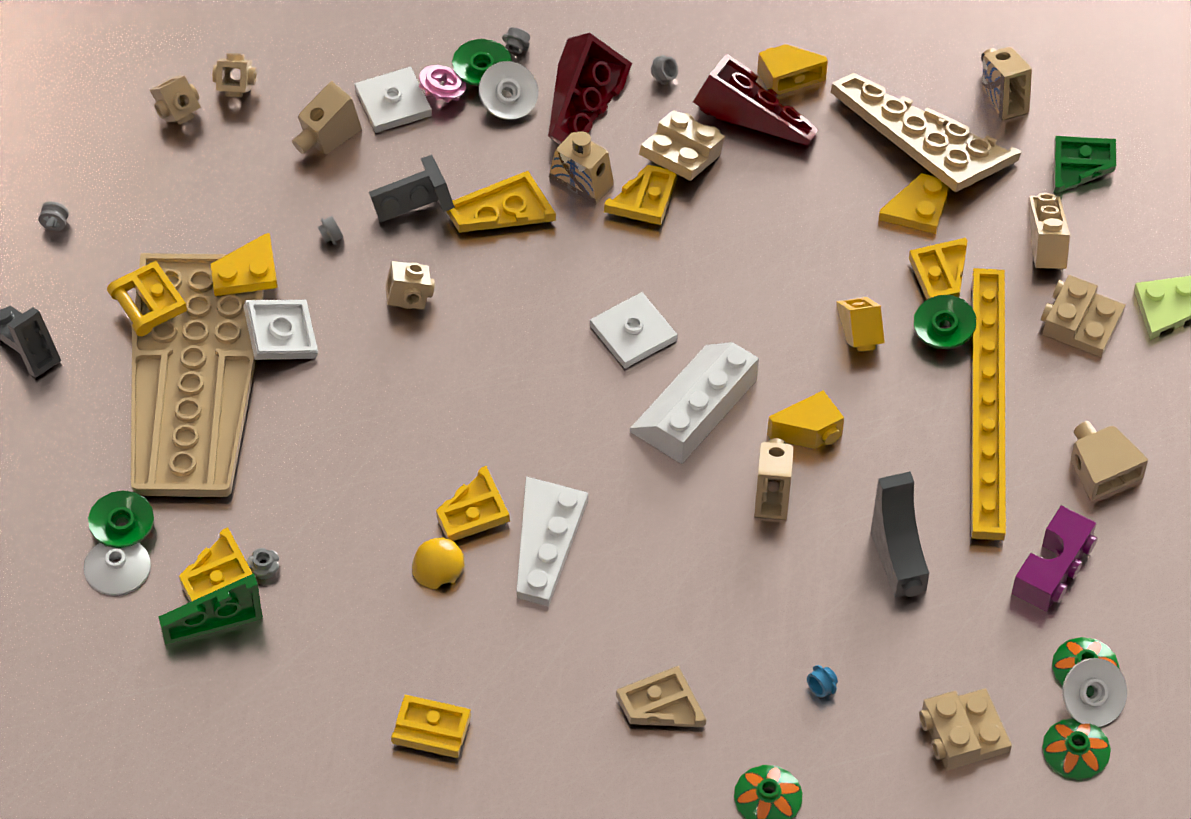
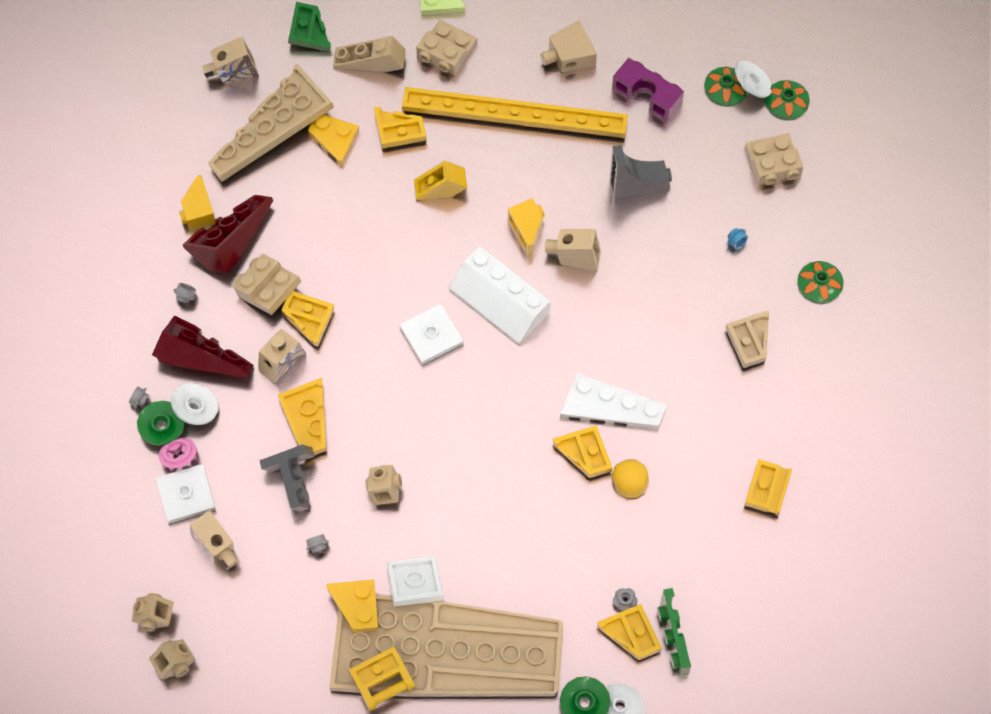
camera: 85 degrees left, 10 degrees up
(944, 311) = (447, 120): green dish -> none

